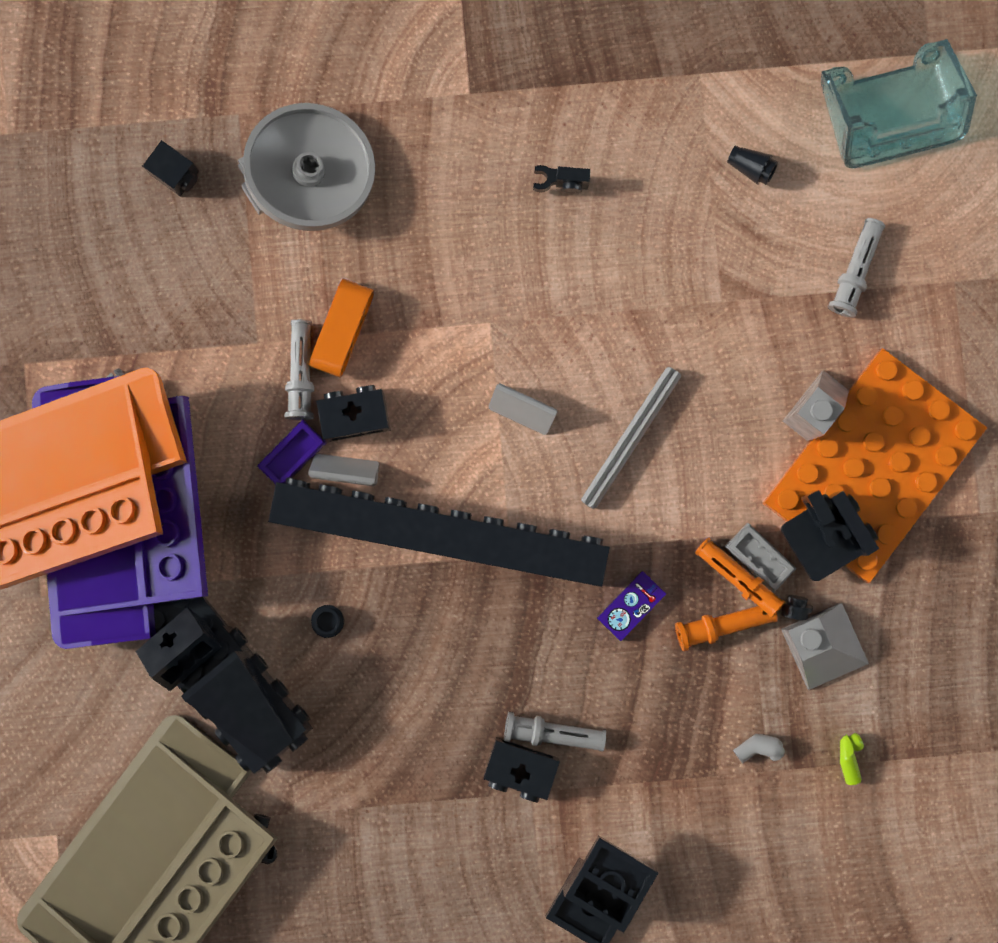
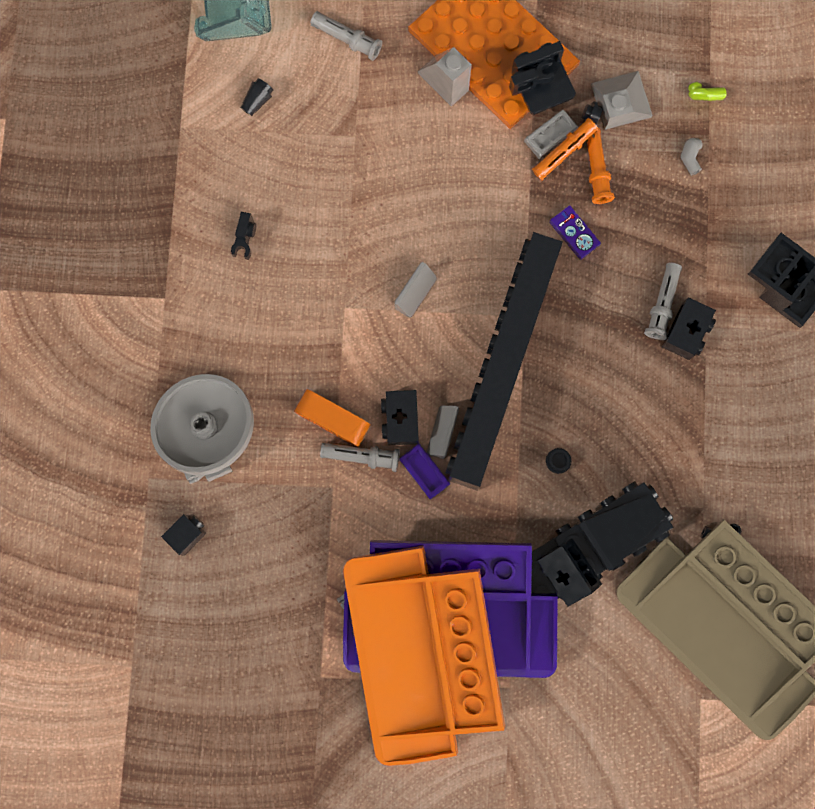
camera: 80 degrees left, 5 degrees down
(631, 437) = (448, 214): light grey axle -> none

